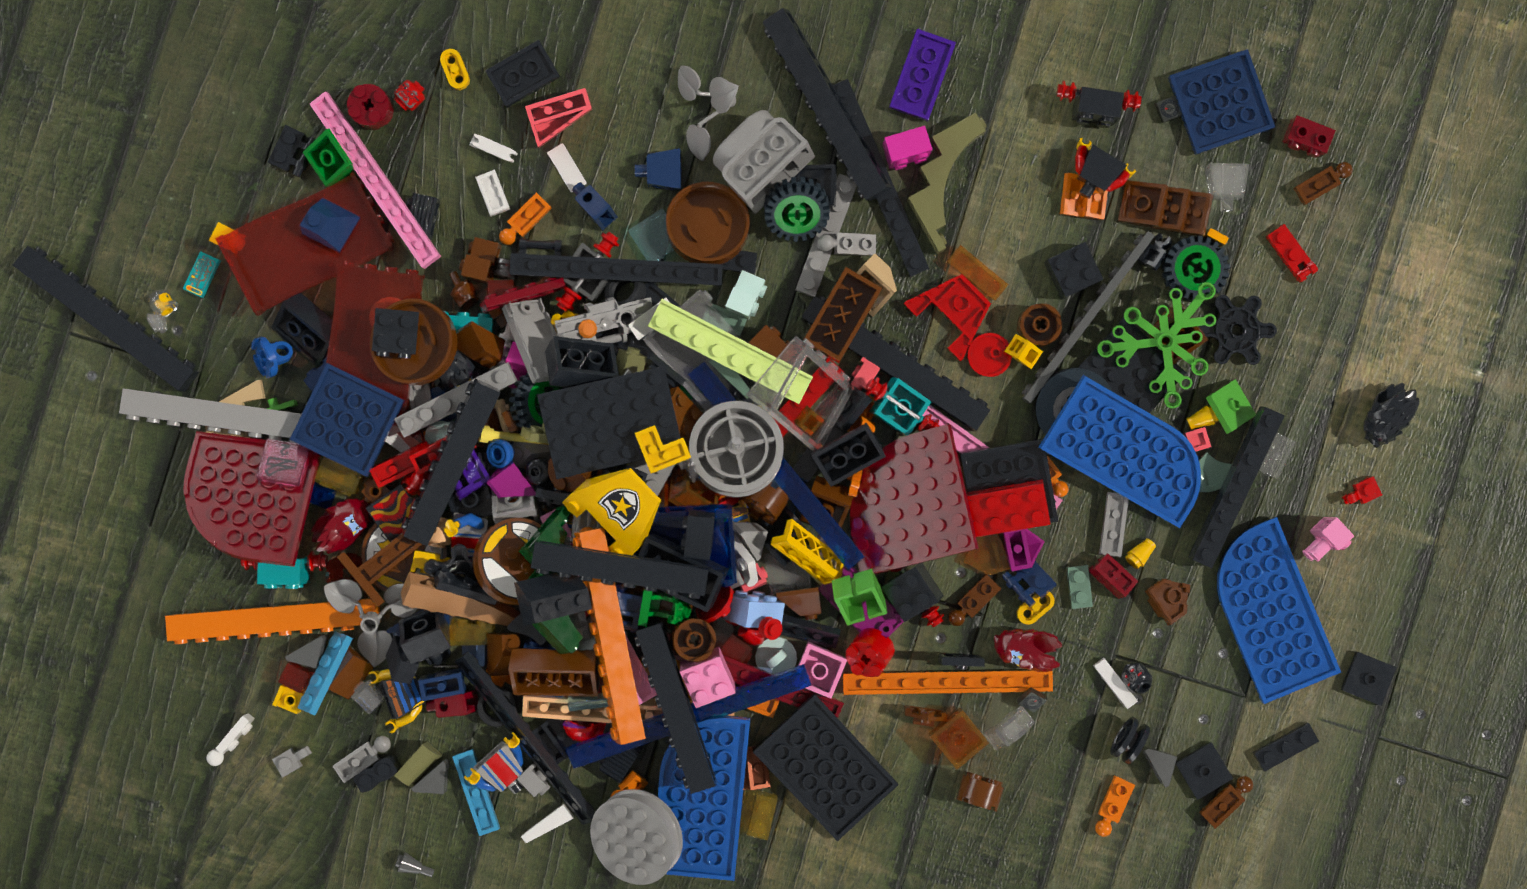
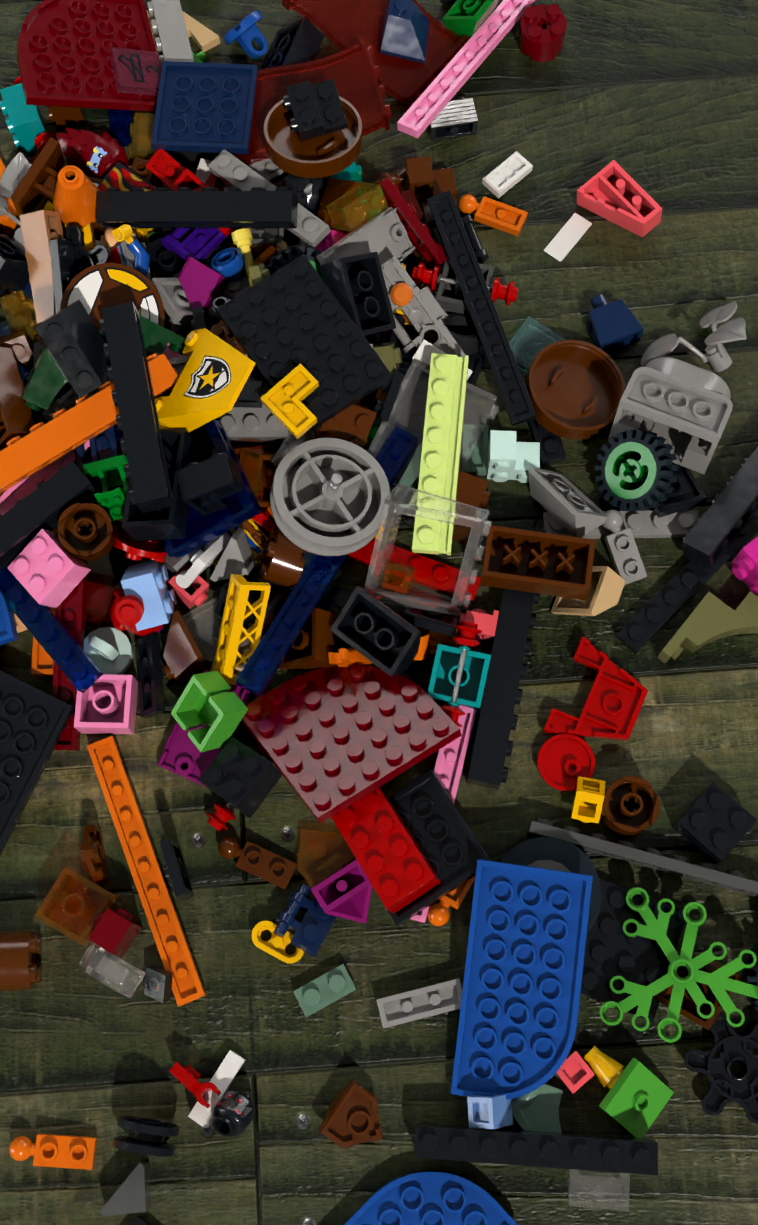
camera: 70 degrees right, 15 degrees down
(396, 565) = (75, 197): none -> orange cone
(409, 95) = (571, 64): red head -> none
(454, 70) = (617, 97): yellow plate -> none
(492, 148) = (554, 161): white piece -> none
(494, 332) = (357, 206): none -> clear yellow brick
(522, 73) = (646, 157): black plate -> none
(594, 205) = (541, 261): dark blue torso -> none
(797, 269) = (565, 502): none -> light grey slope
(869, 653) = (146, 753): red brick -> none
(977, 273) = (657, 710): clear orange plate -> none
(986, 717) = (115, 930): none -> dark red brick
(1027, 649) = (220, 946): dark red head -> none
(1103, 699) = (189, 1078): none -> red plate
(1113, 576) = (354, 1028): dark red hinge -> none
(1140, 554) = (397, 1054): yellow cone -> none
(1202, 507) = (489, 1111): none -> medium blue panel

